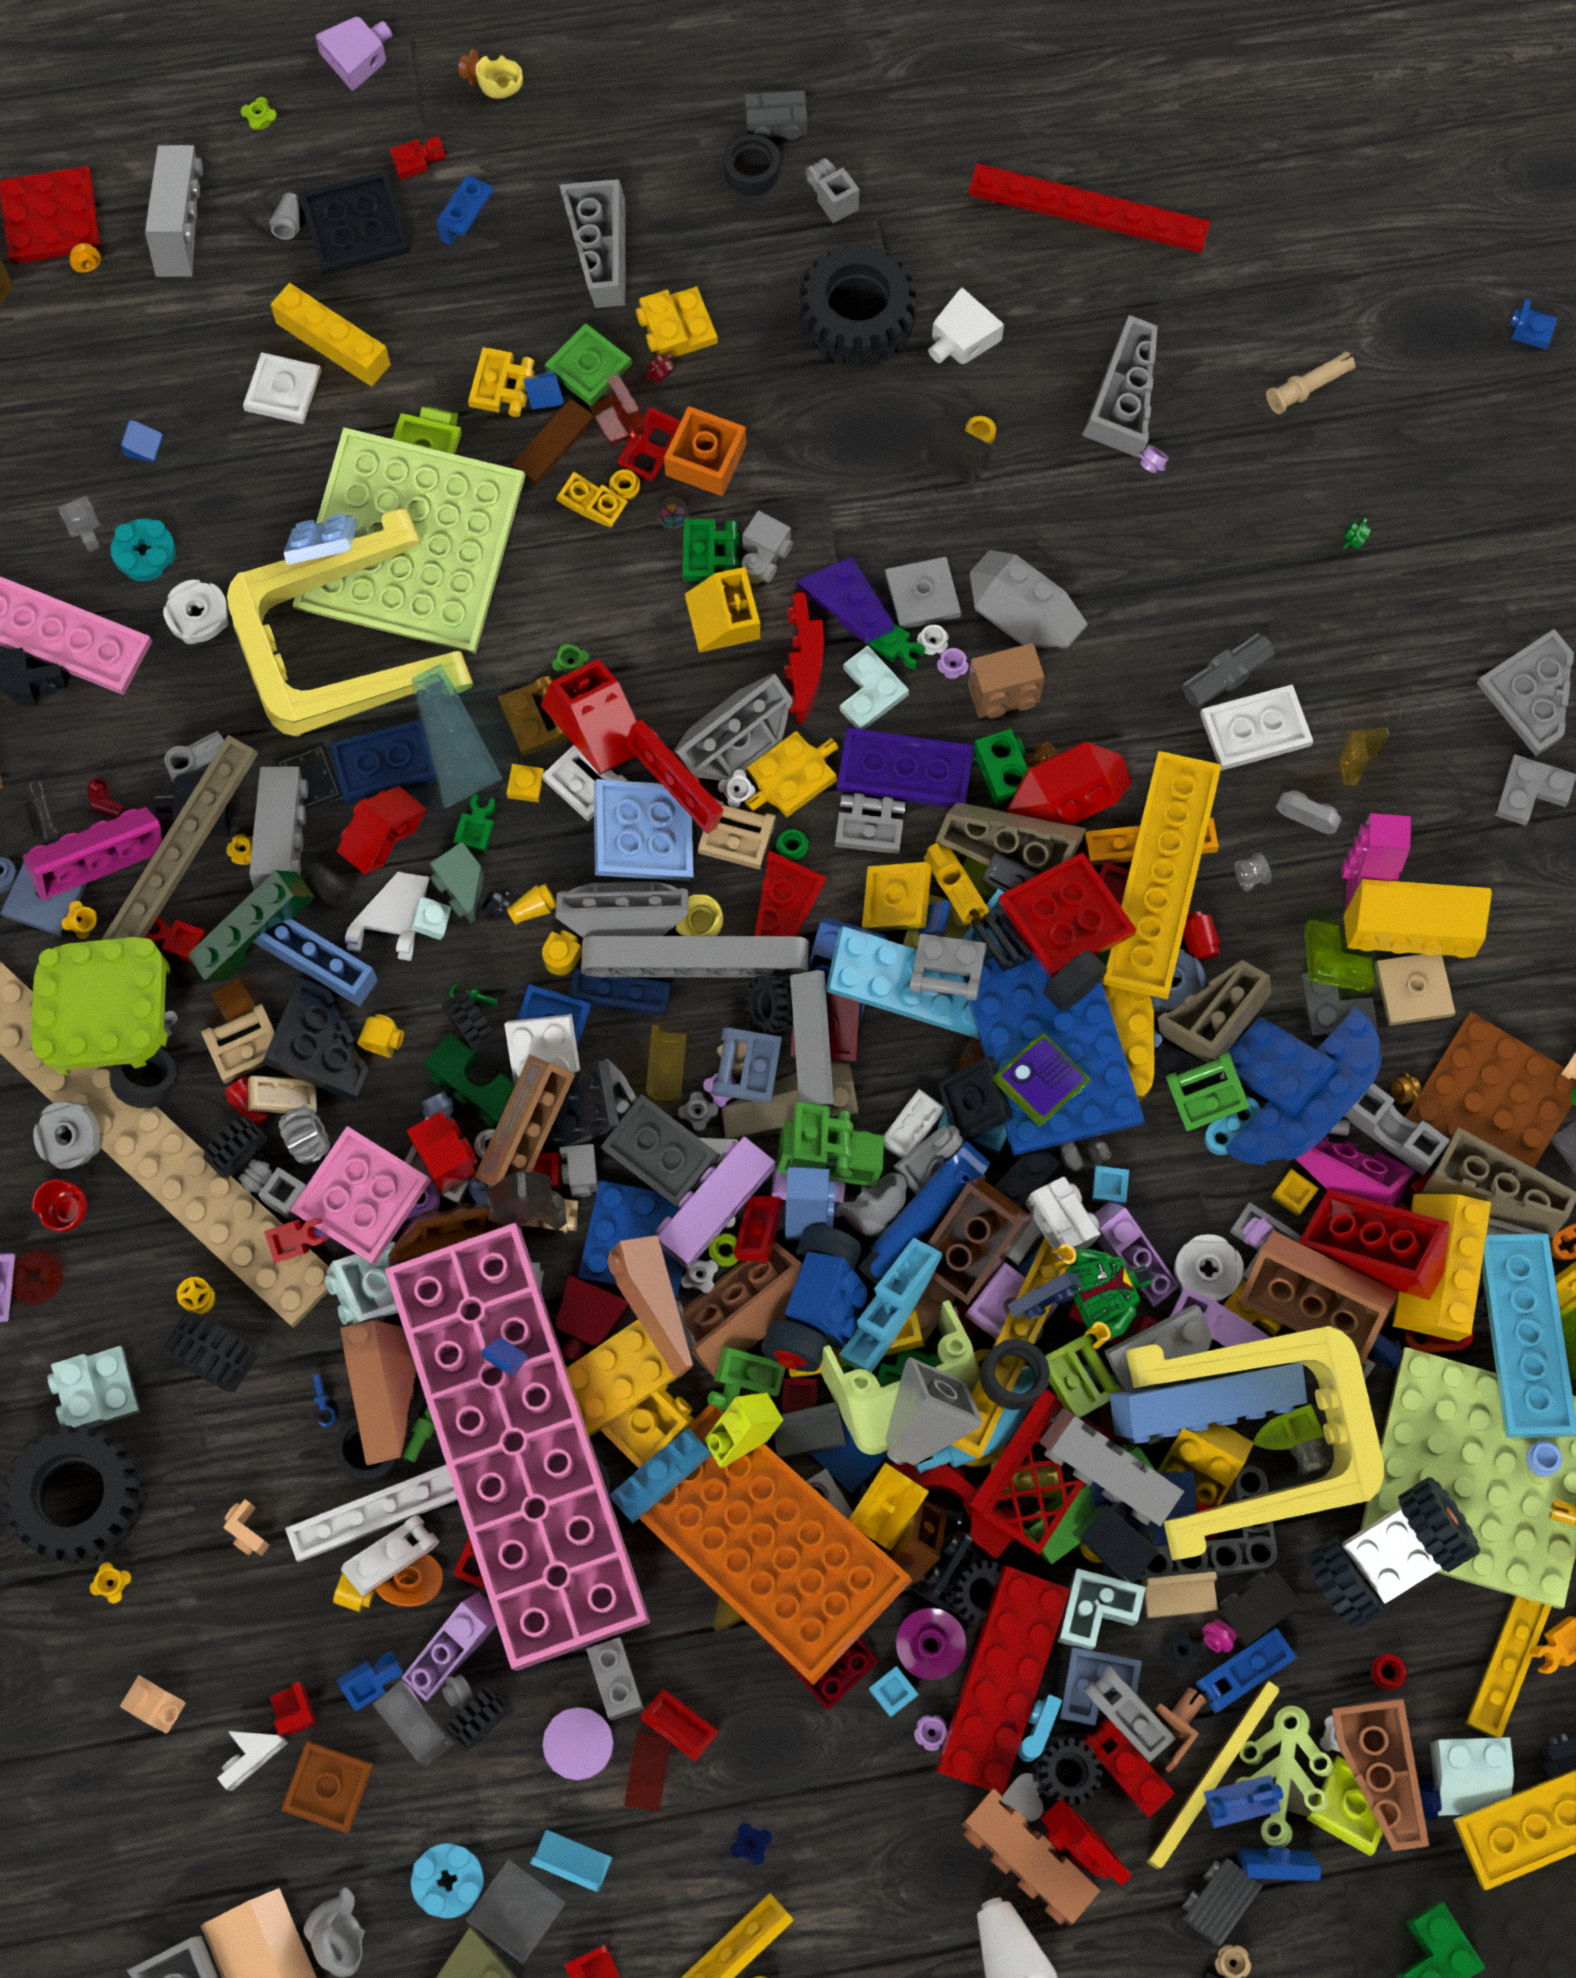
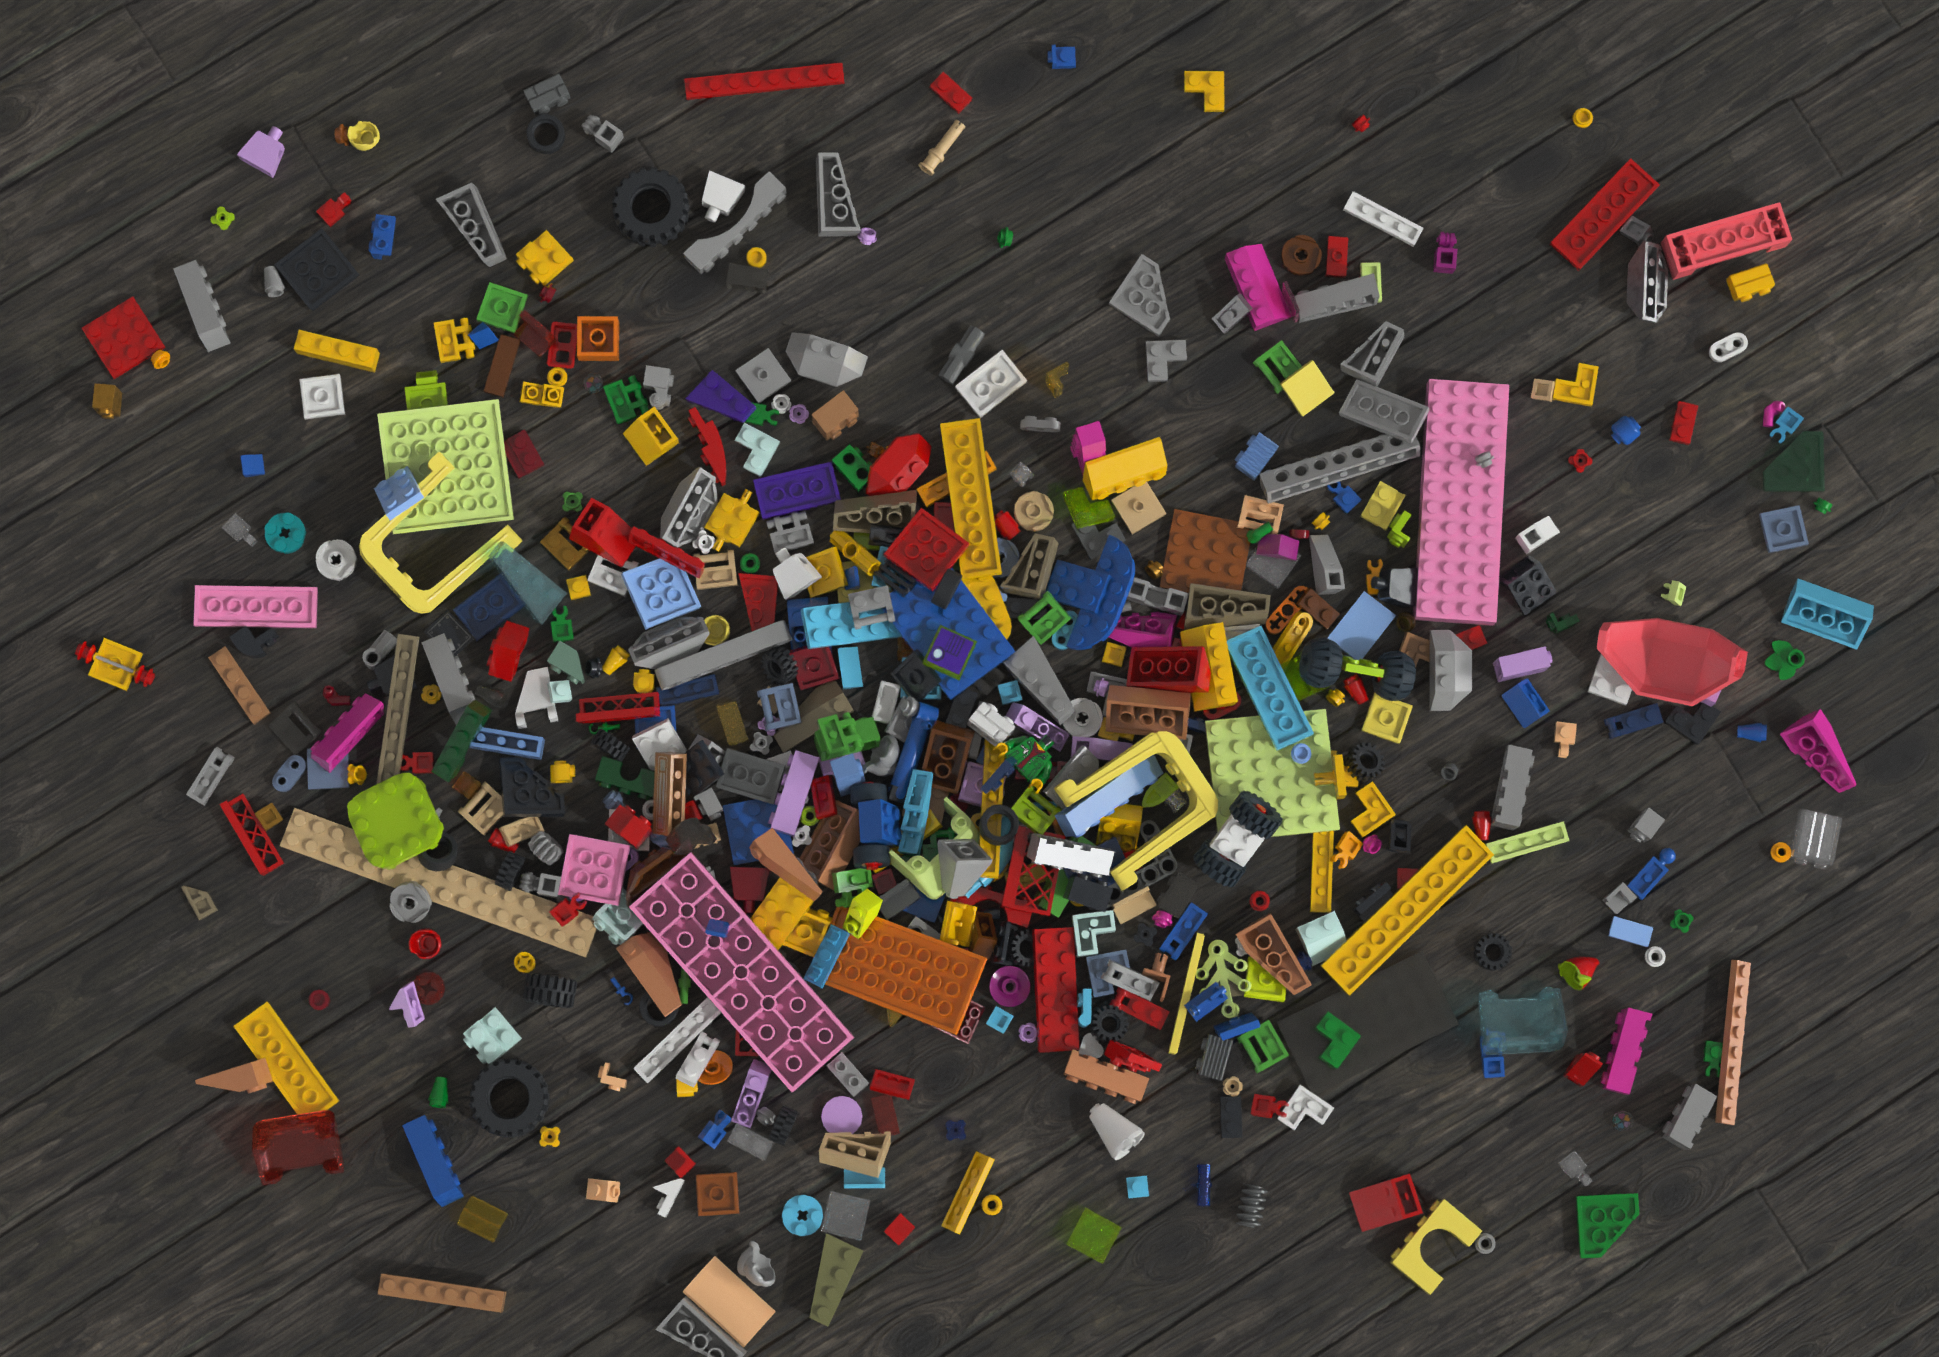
camera: 30 degrees left, 10 degrees up
(505, 982) = (616, 714): none -> red fence
(527, 570) = (522, 454): none -> dark red plate
(575, 1812) = (855, 1152): none -> tan wedge
(811, 1038) = (811, 679): light grey tile -> none
(851, 881) = (794, 573): none -> white torso
(879, 1053) = (850, 667): none -> medium azure slope
(913, 395) = (706, 251): none -> light grey arch
(1165, 1184) = (1037, 677): none -> light grey wedge
(1250, 933) = (1033, 511): none -> tan tile
(1320, 1913) = (1268, 1042): none -> bright green plate
(1351, 316) = (951, 92): none -> red plate

